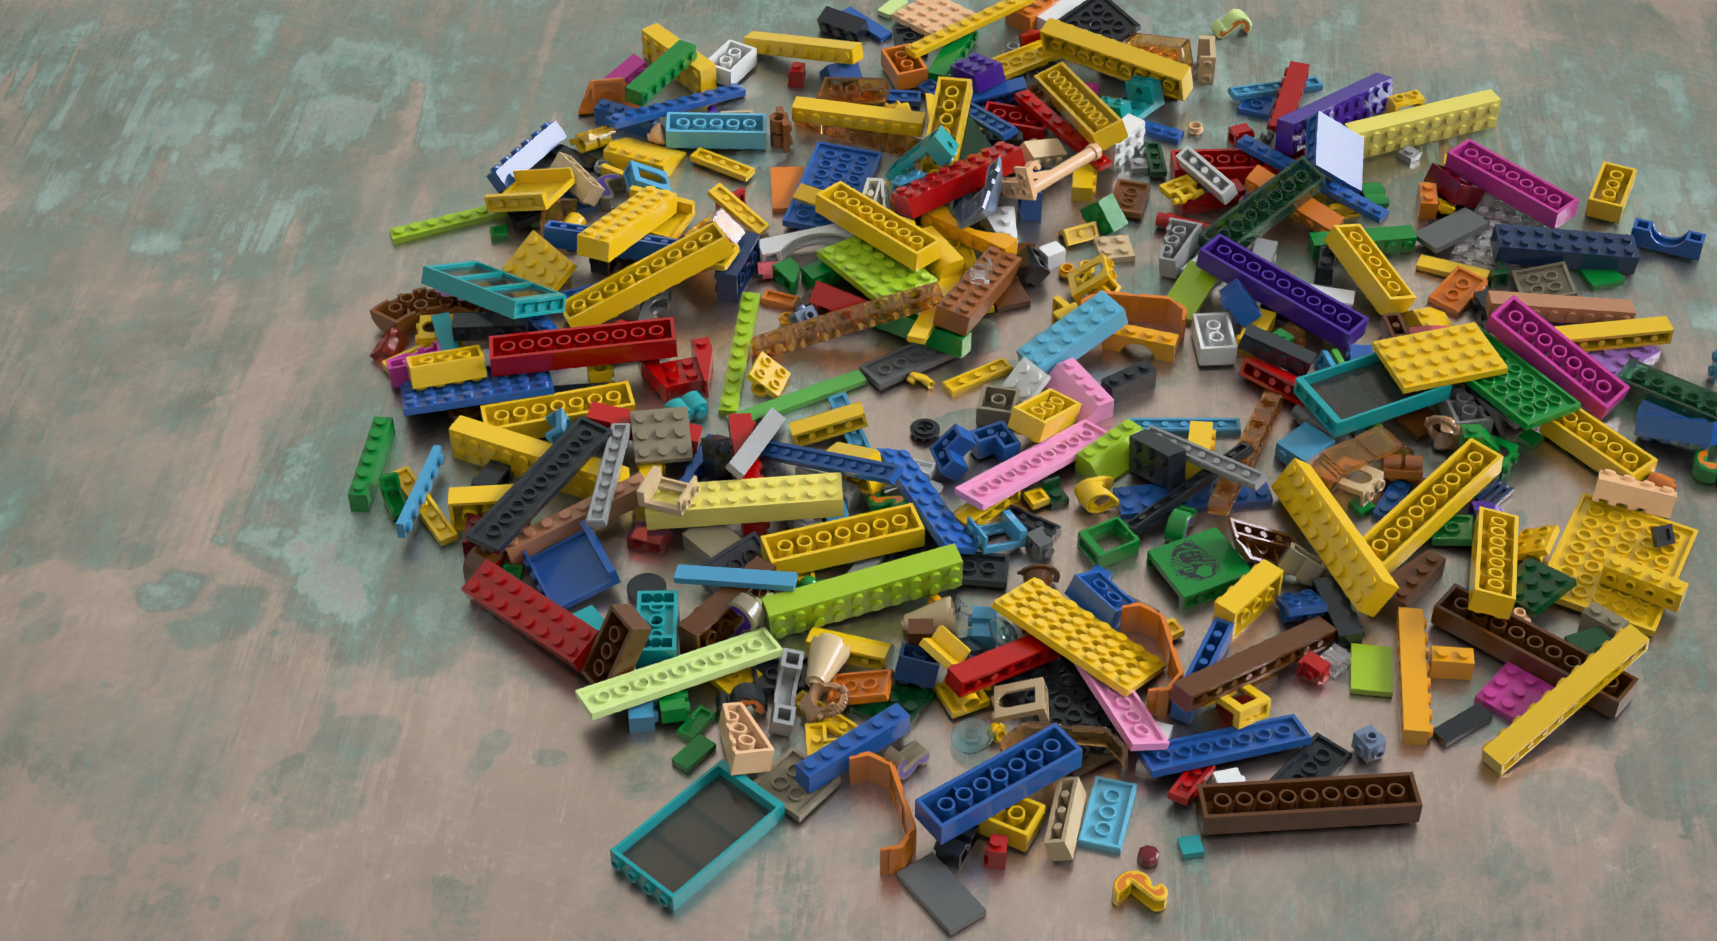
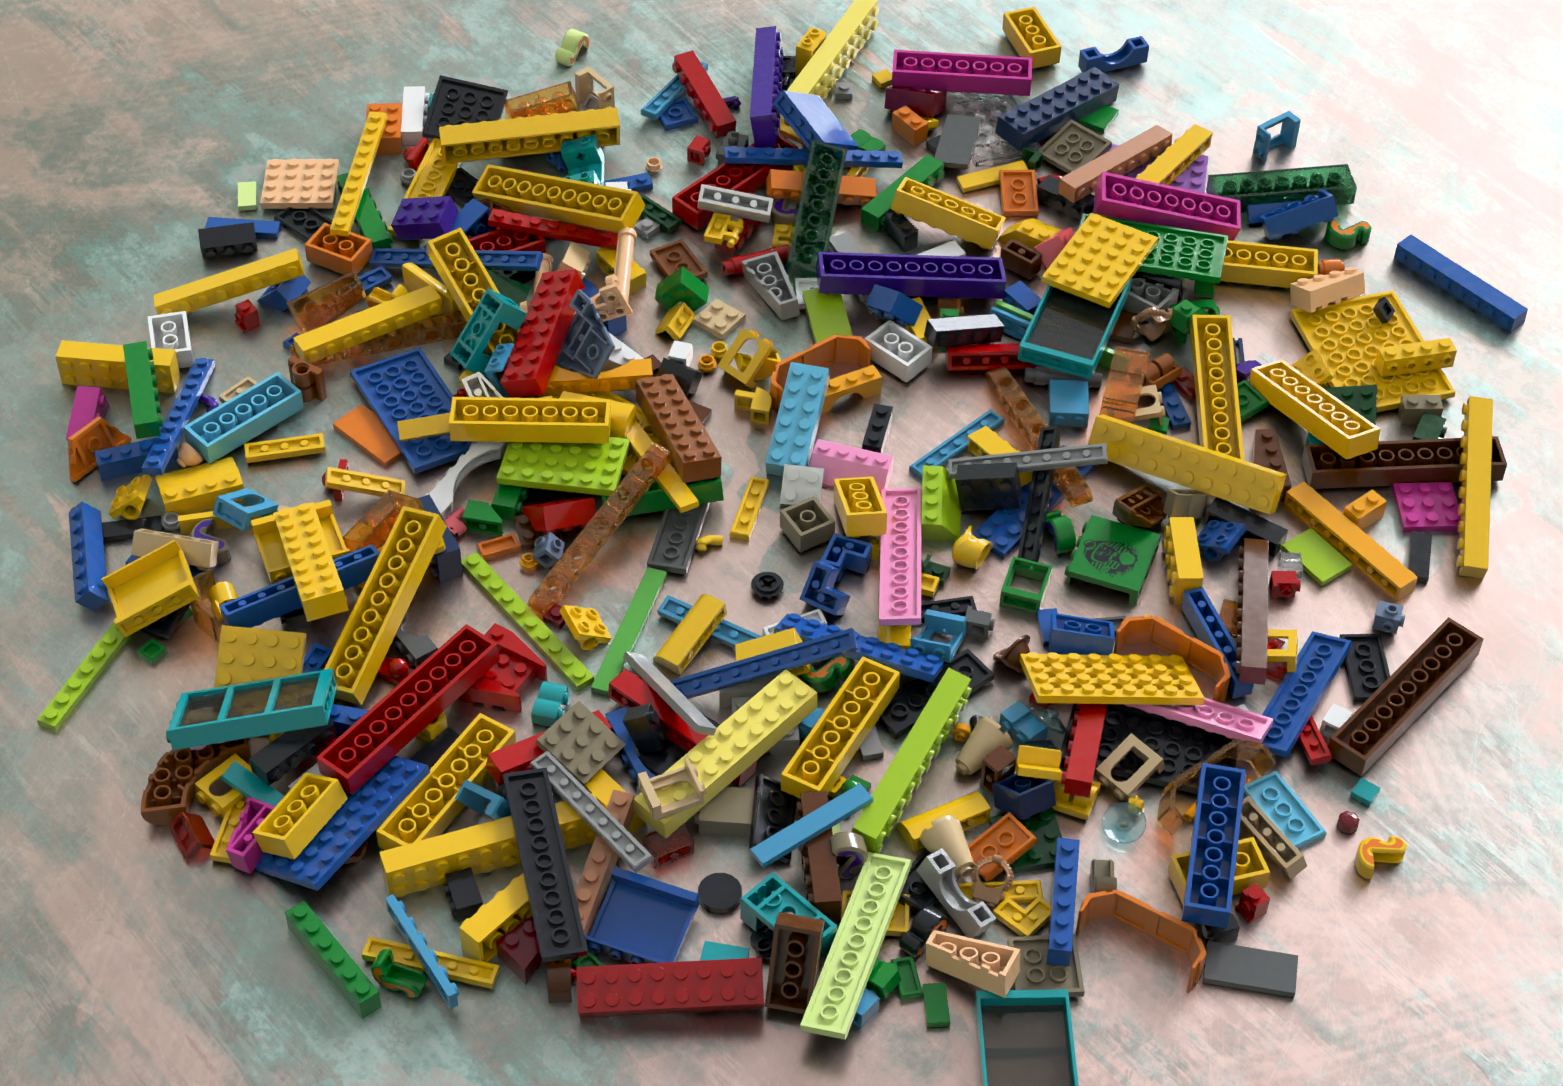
camera: 45 degrees left, 5 degrees up
(981, 273) = (682, 409): clear panel -> none

